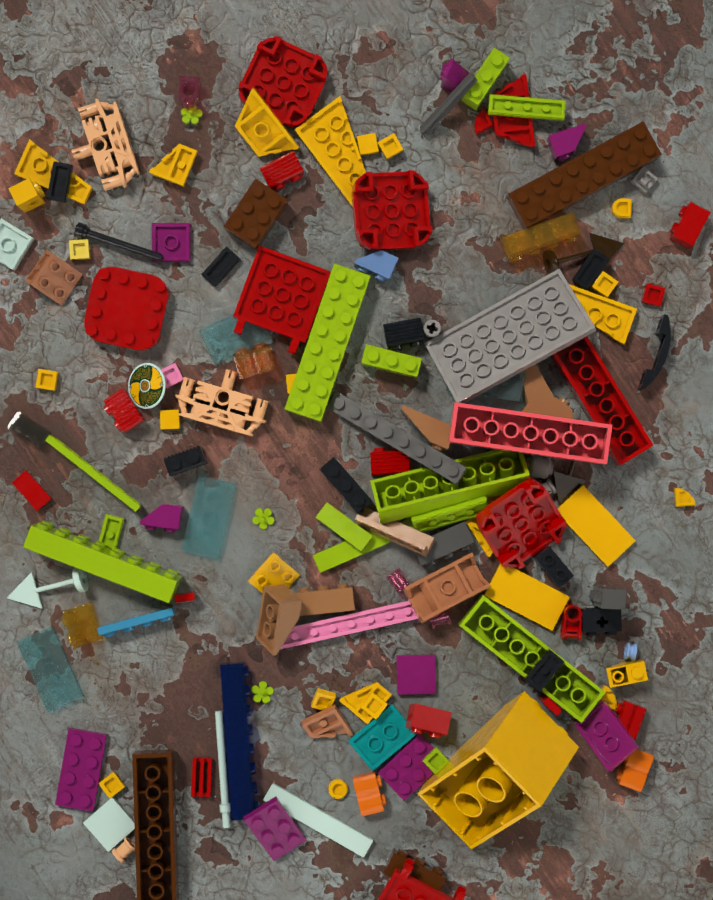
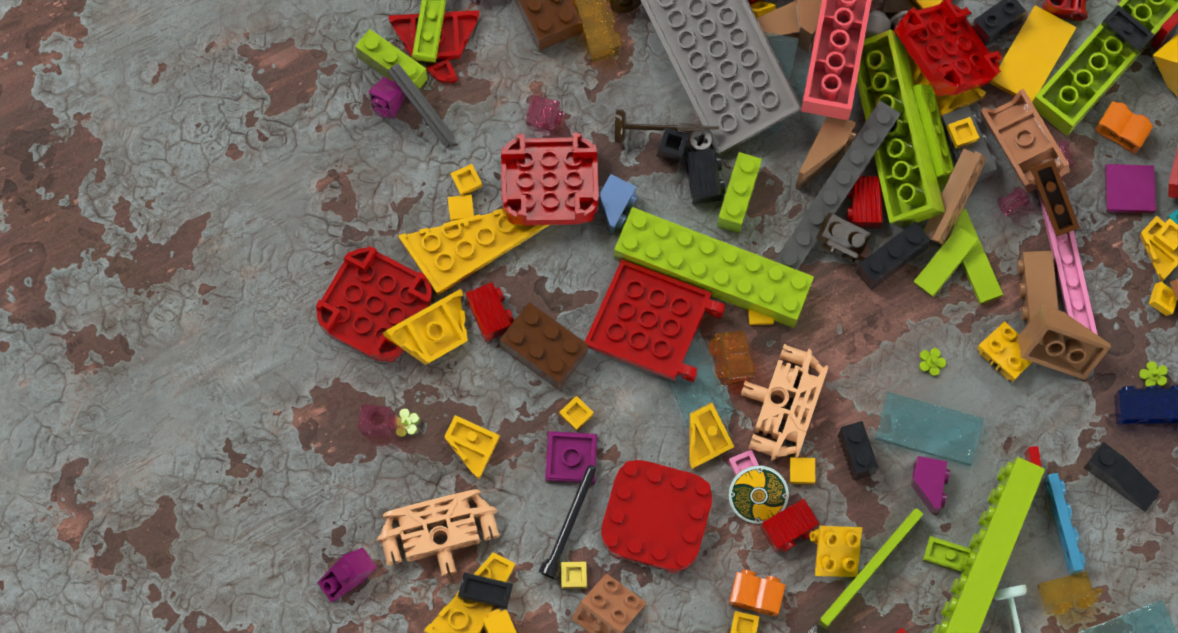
camera: 90 degrees left, 15 degrees down
(69, 78) = (346, 574): none -> magenta slope
(71, 387) = (757, 593): none -> orange brick
(104, 446) = (837, 550): none -> yellow hinge
(176, 666) = (1121, 476): none -> black slope
(191, 344) = (706, 435): none -> yellow wing
(206, 244) = (576, 413): none -> yellow tile
(221, 267) = (606, 396): black tile -> none
(356, 444) = (844, 236): none -> dark brown bracket
(395, 609) = (1054, 196): none -> reddish brown brick
(426, 305) = (672, 145): none -> black brick
(442, 315) = (621, 126): none -> dark brown piece
(449, 204) = (544, 113): none -> clear pink brick
(449, 537) = (963, 132): none -> yellow tile
(466, 669) = (1124, 127): none -> orange brick
(549, 371) = (762, 7): none -> yellow plate

